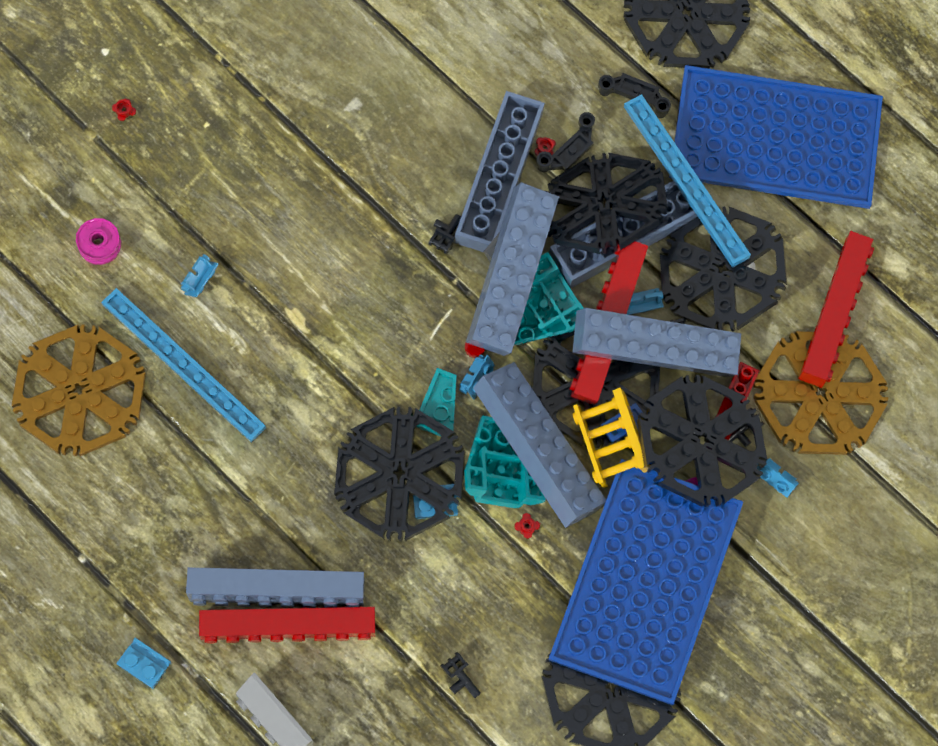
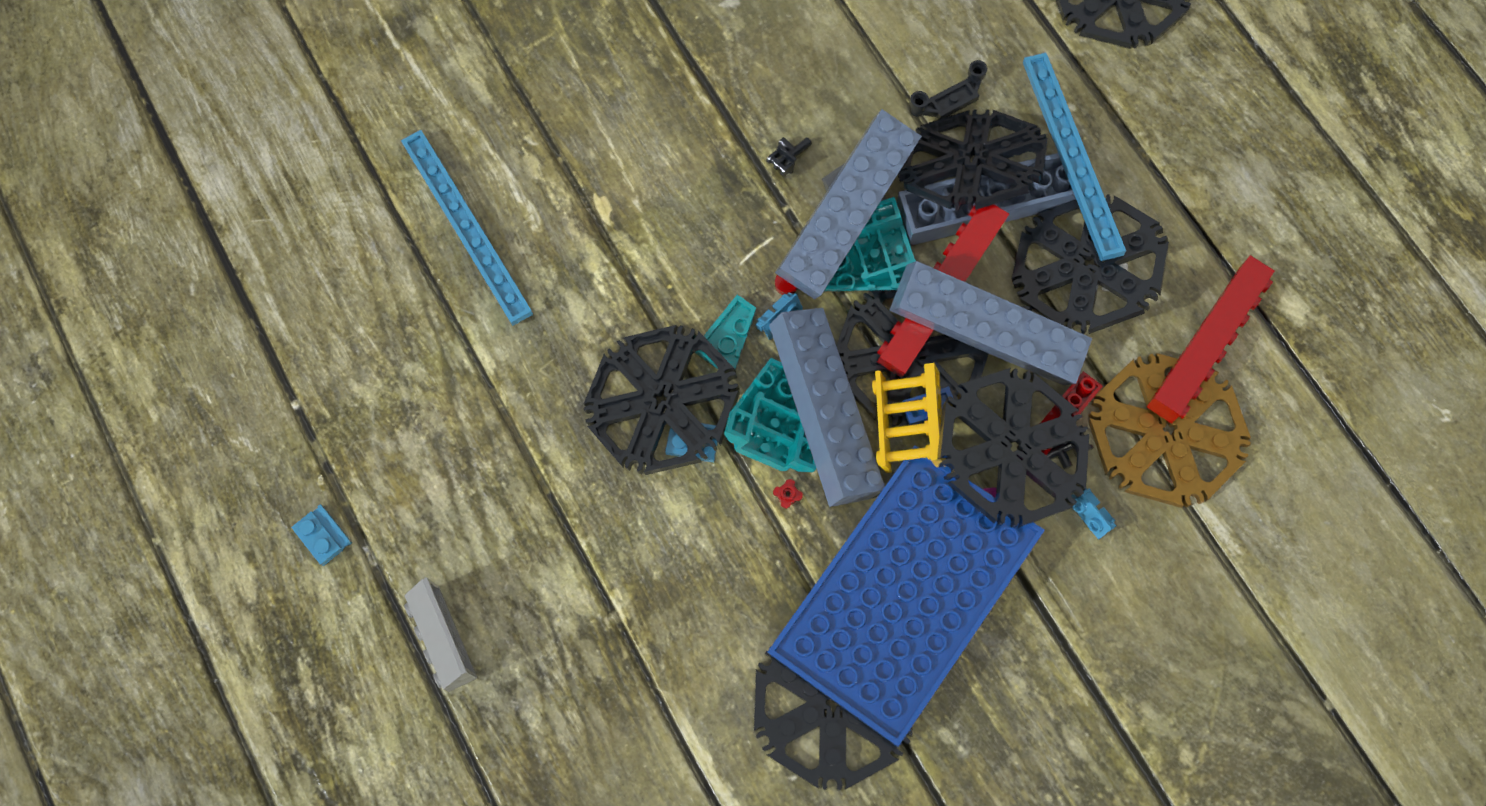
camera: 25 degrees right, 0 degrees up
(91, 397) = (360, 239): pearl gold plate -> none
(98, 229) = (415, 66): dark pink wheel -> none
(204, 269) = (505, 143): dark azure hinge -> none
(274, 587) = (485, 489): sand blue brick -> none
(287, 623) = (489, 533): red brick -> none
(464, 680) = (665, 648): black arm -> none
(499, 170) = (874, 87): sand blue brick -> none
(541, 142) = (925, 83): red plate -> none
(631, 88) = (1035, 44): black plate -> none
(645, 301) = (991, 278): dark azure hinge -> none
(779, 136) = (1194, 136): blue plate -> none

